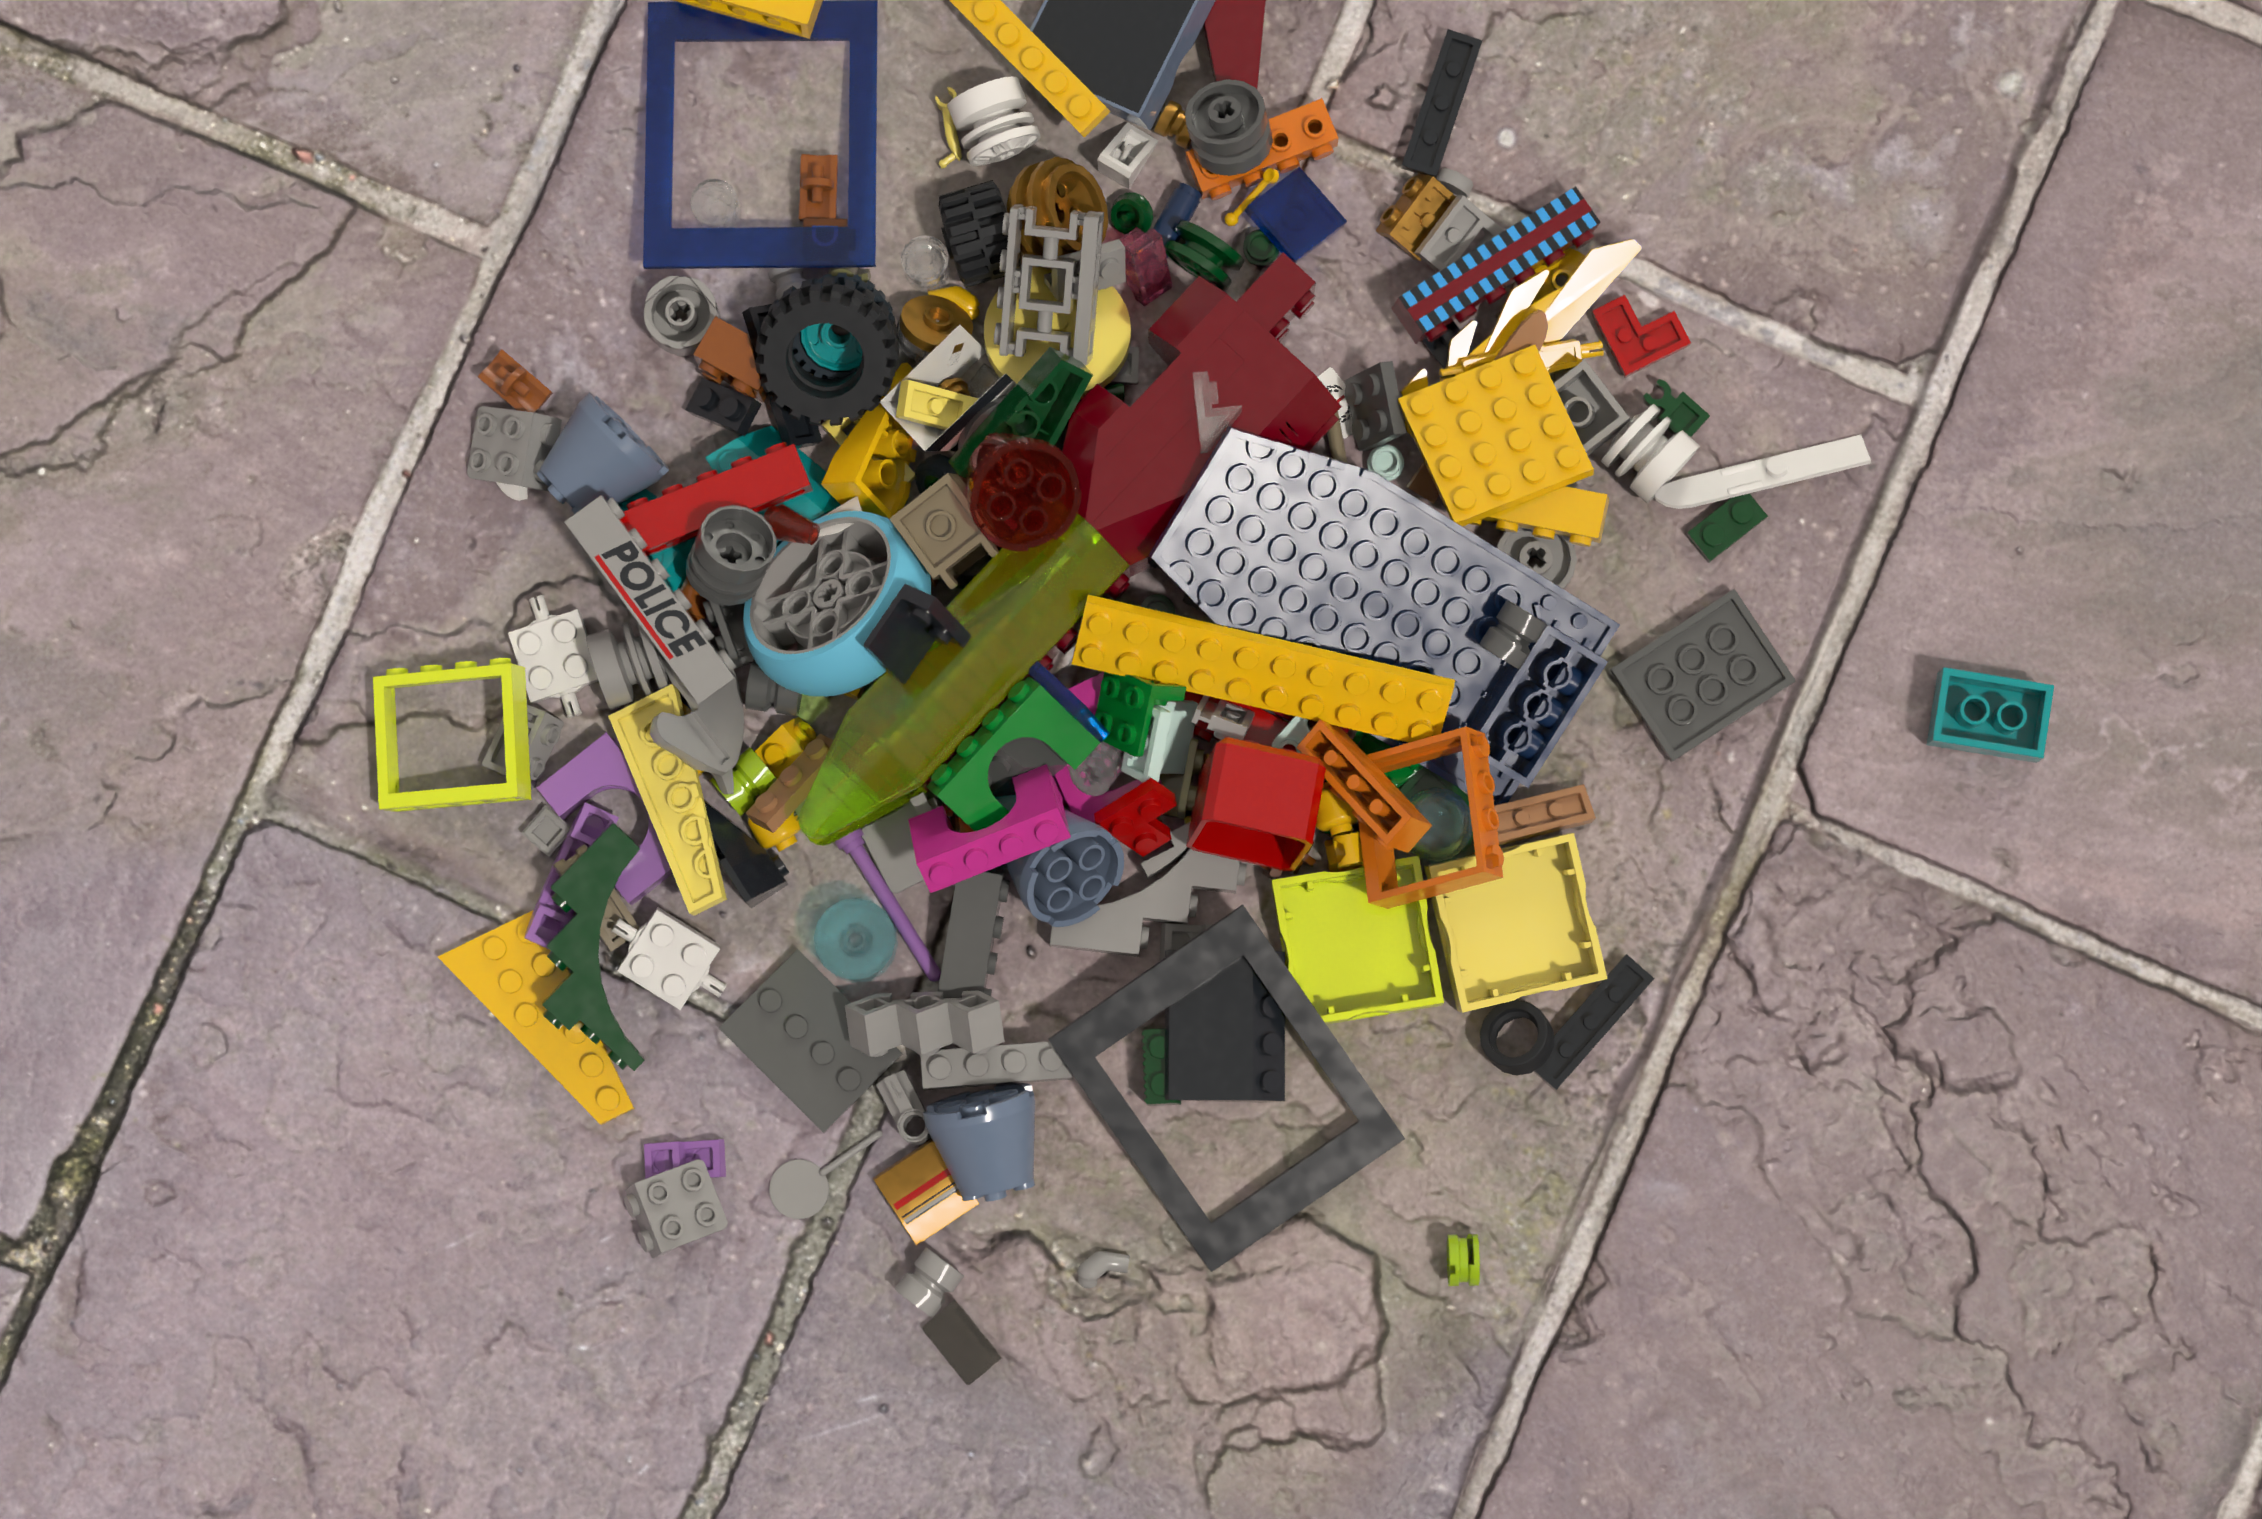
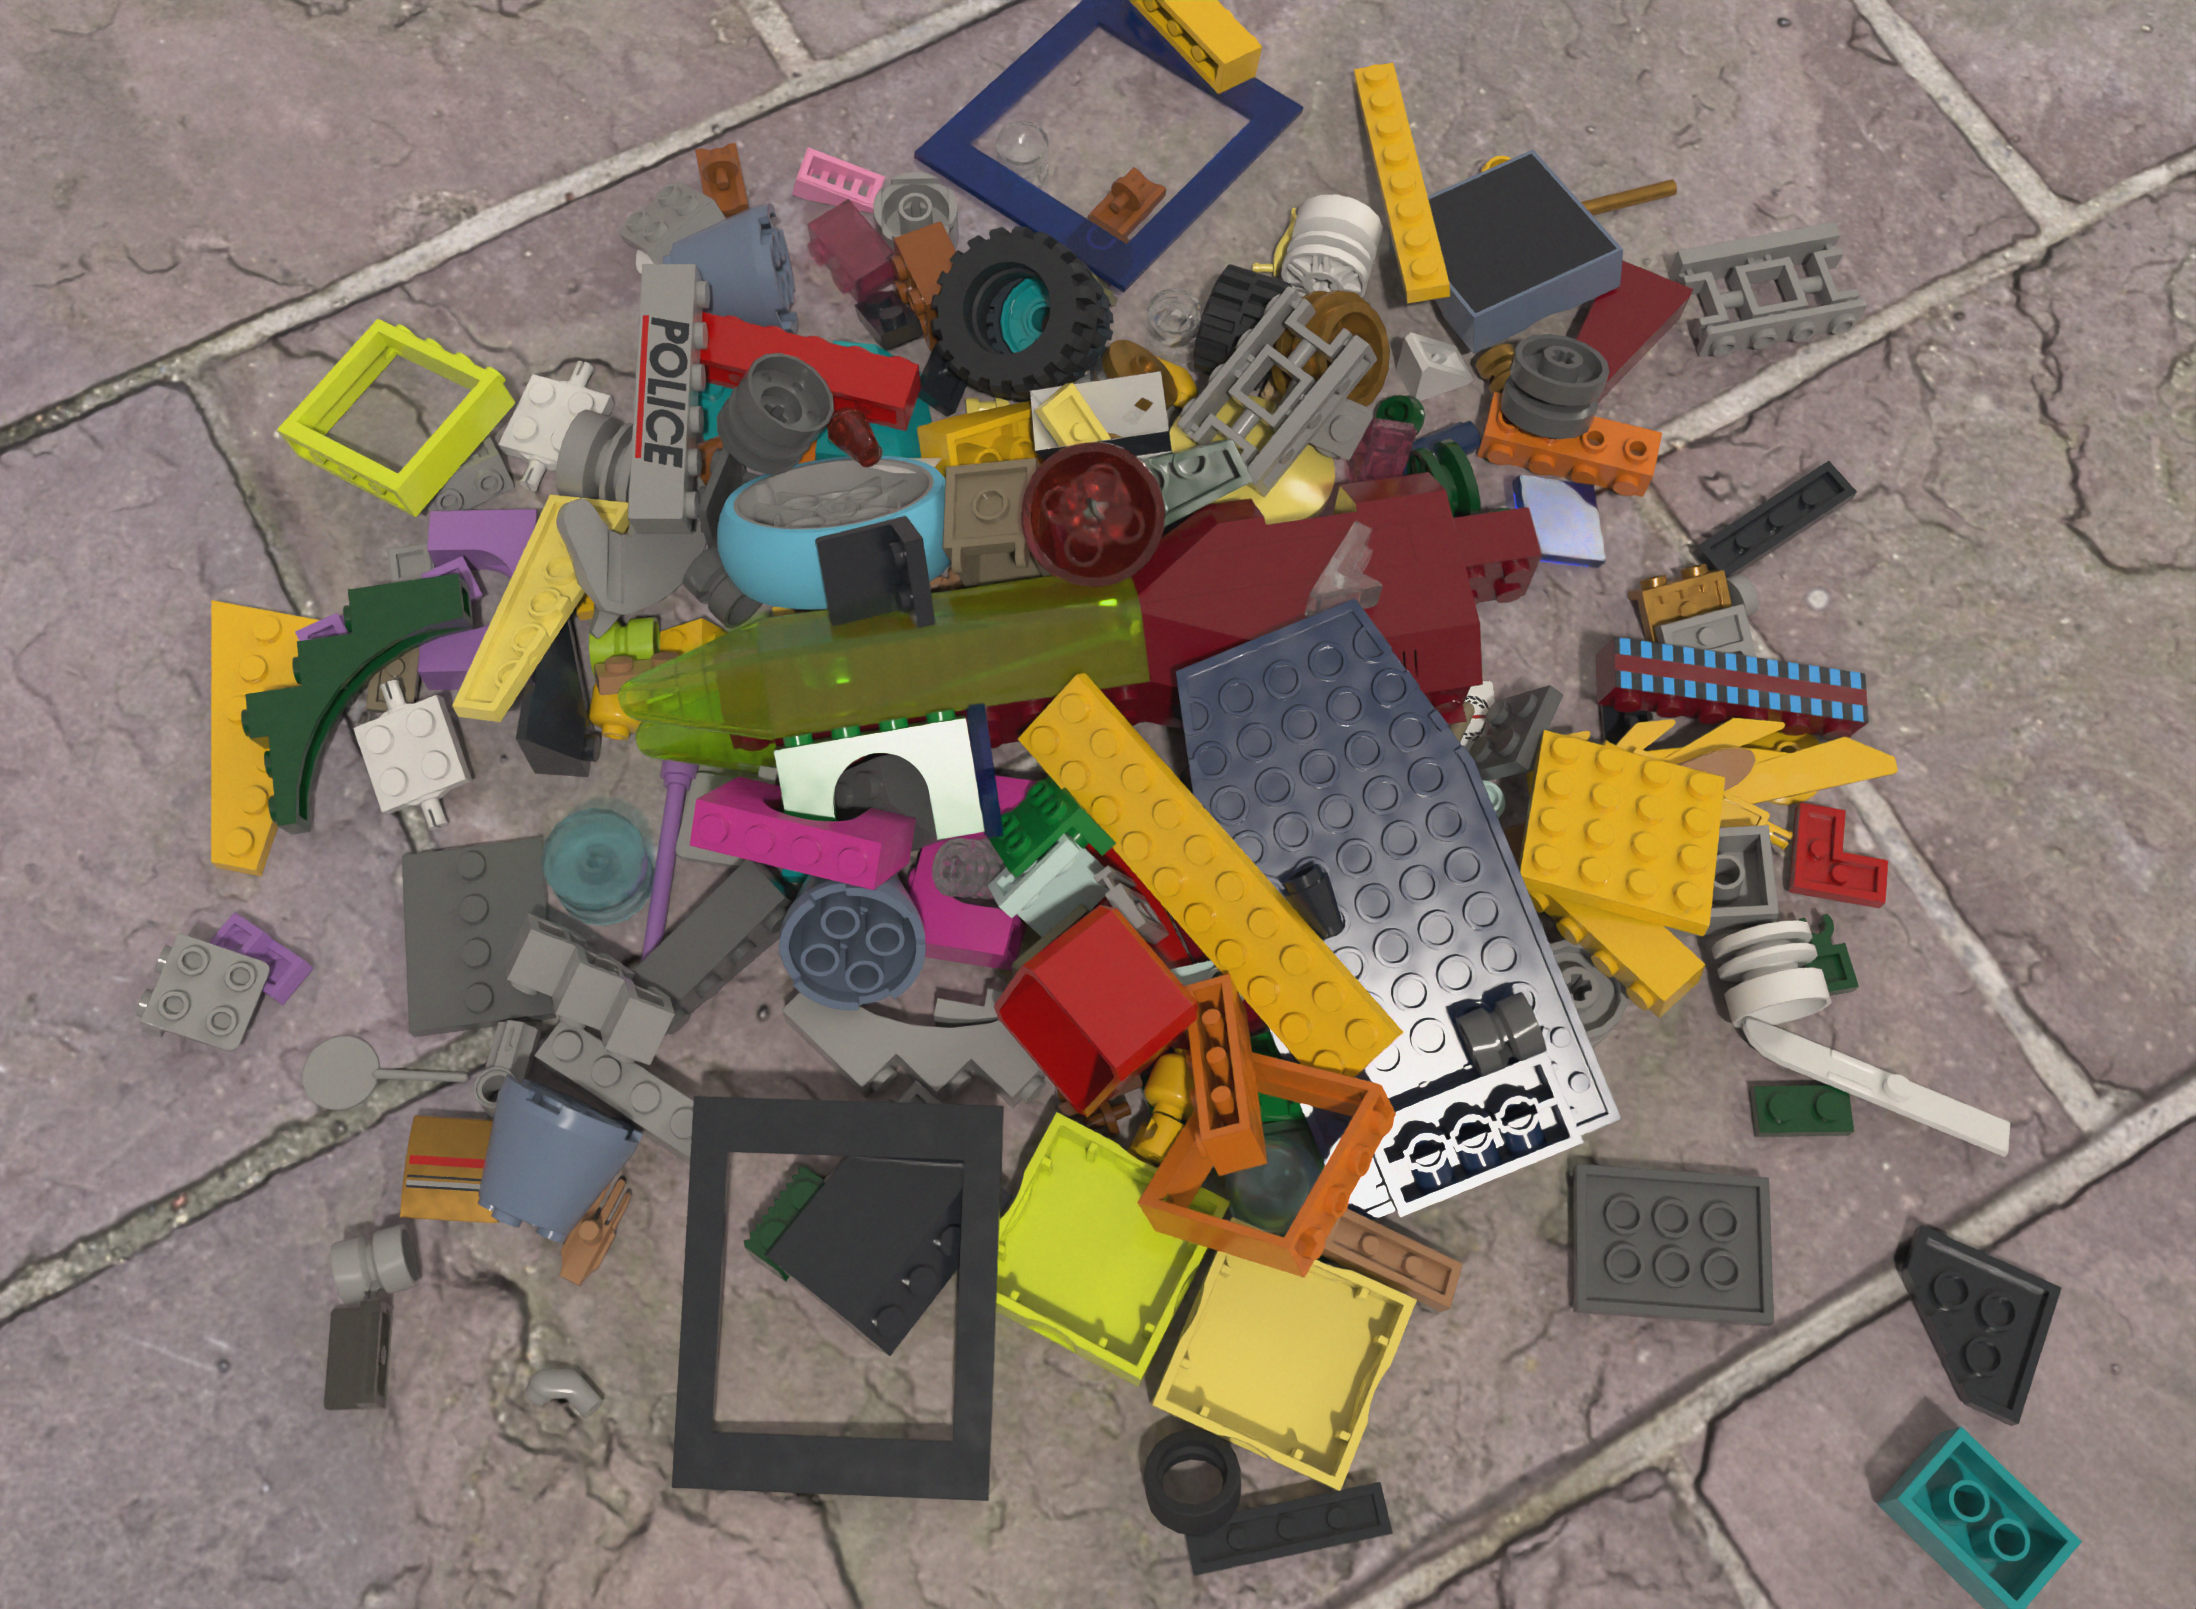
camera: 30 degrees right, 15 degrees down
(571, 342) = (830, 167): none -> bright pink slope
(652, 371) = (851, 251): none -> clear pink brick
(1046, 1170) = (592, 1238): none -> medium nougat piece
(1134, 817) = (961, 936): red plate -> none
(1269, 176) = (1560, 465): yellow hinge -> none
(1339, 636) = (1314, 899): none -> black cone
(1919, 582) = (1982, 1319): none -> black plate

